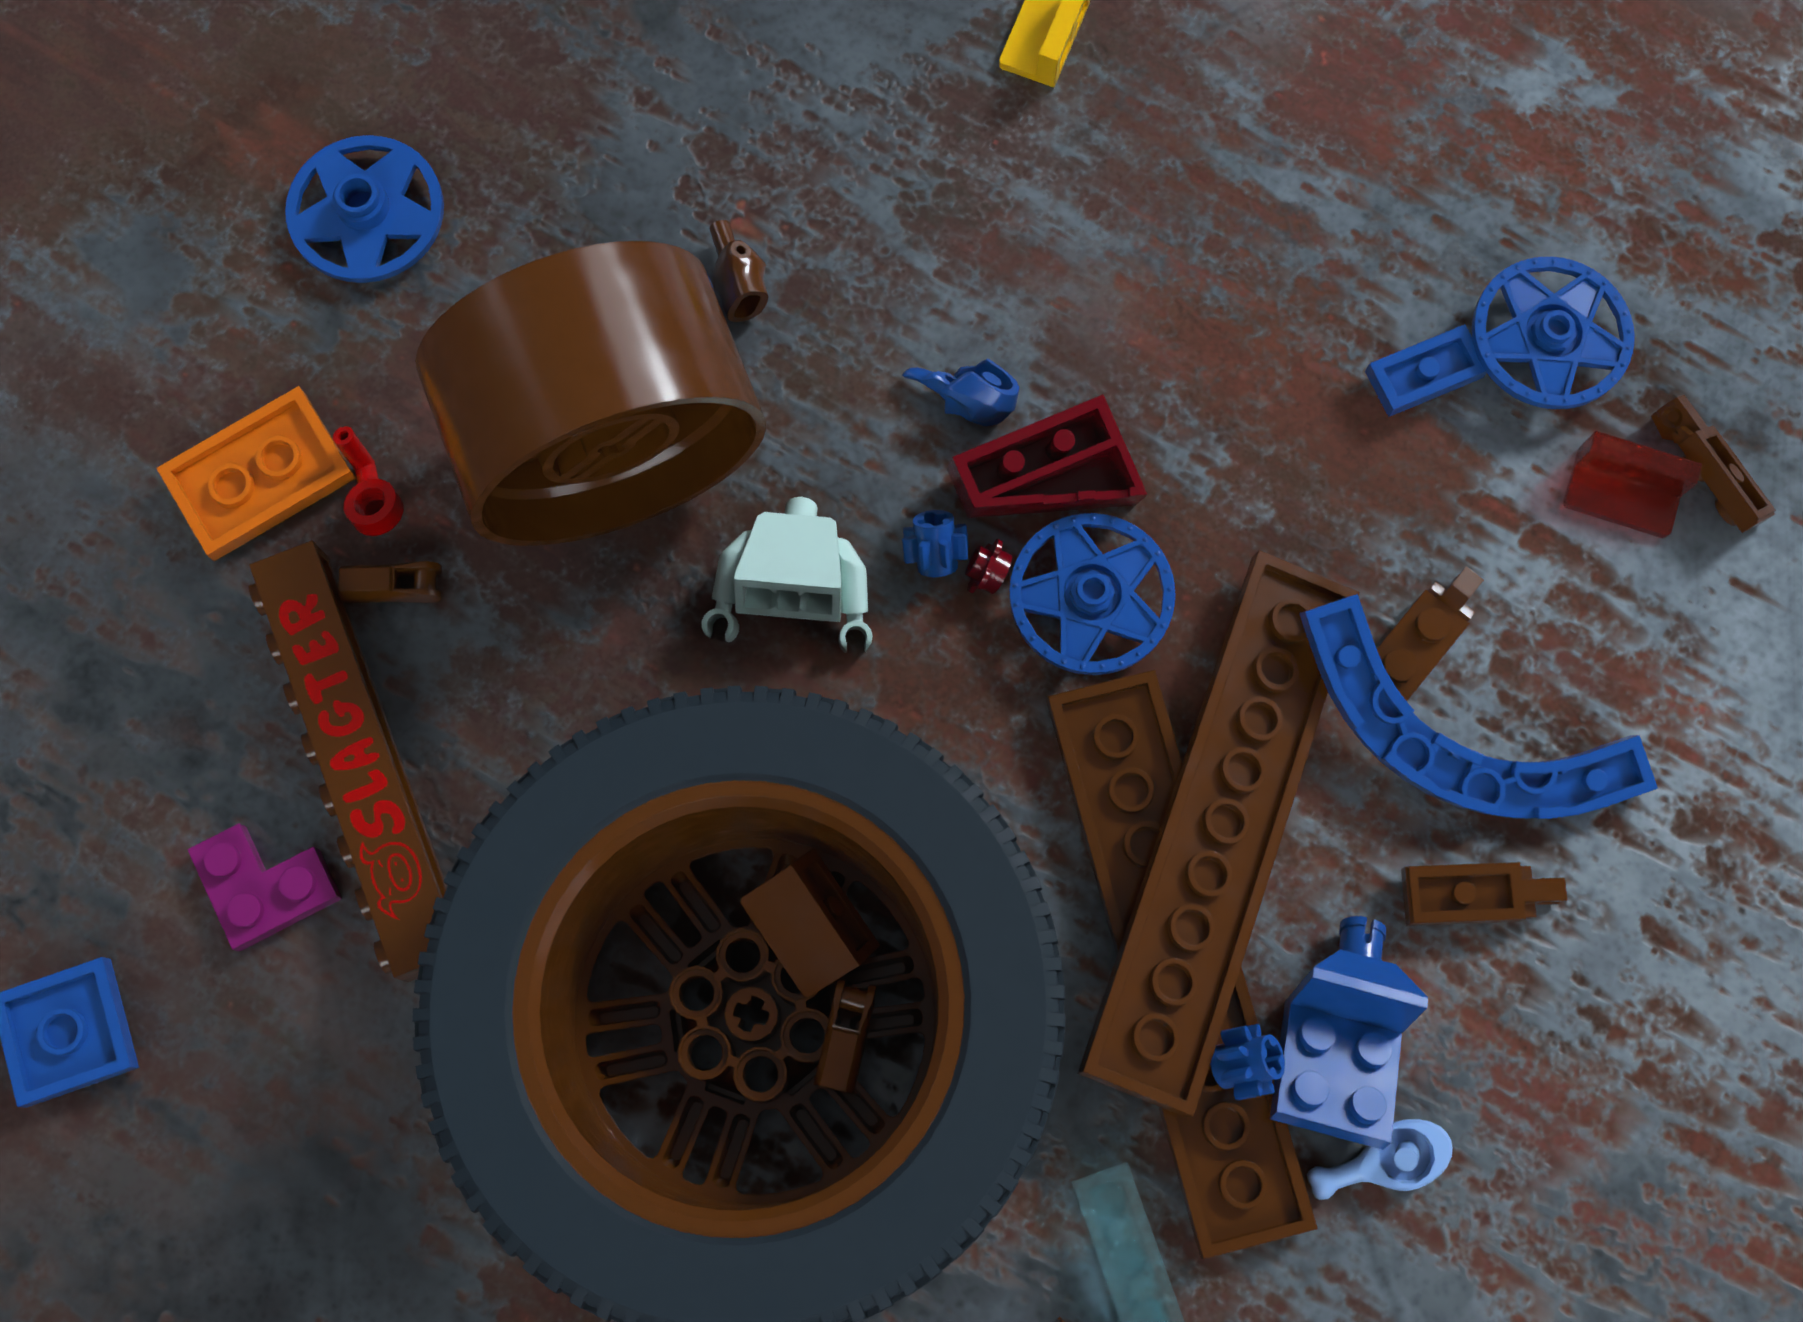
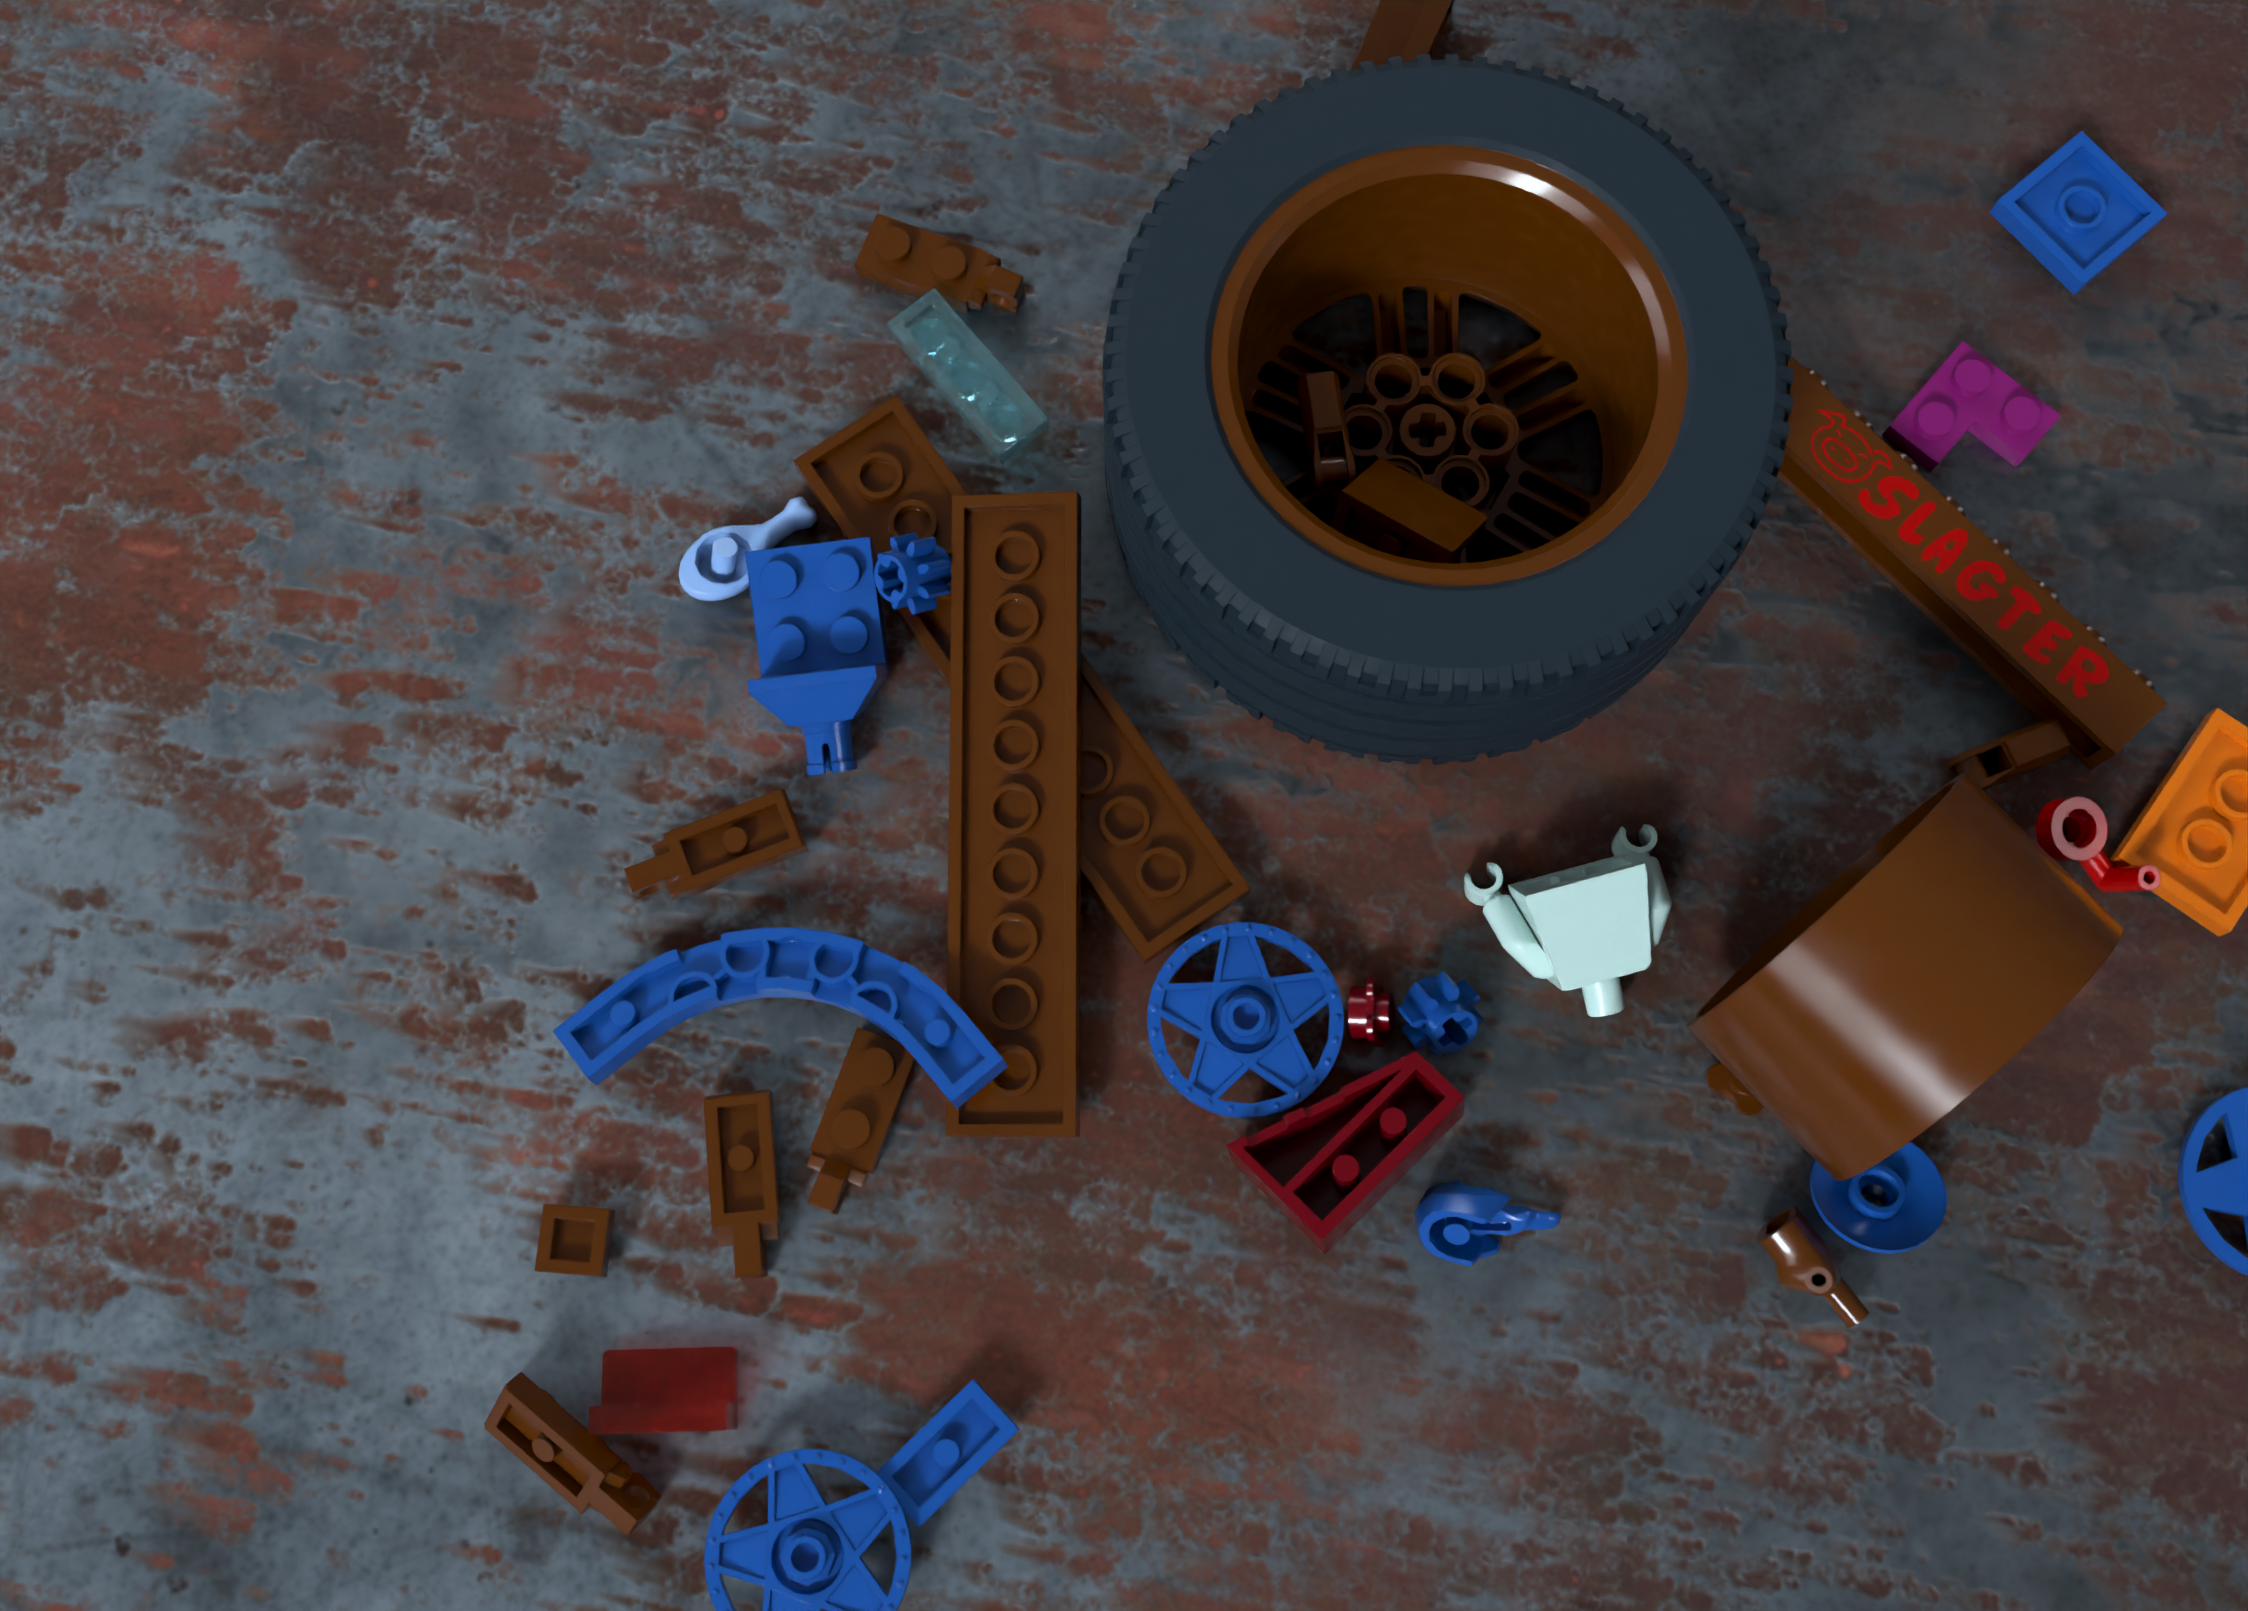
camera: 160 degrees right, 0 degrees up
(1528, 622) = (743, 1176): none -> reddish brown hinge
(1675, 620) = (575, 1240): none -> reddish brown plate

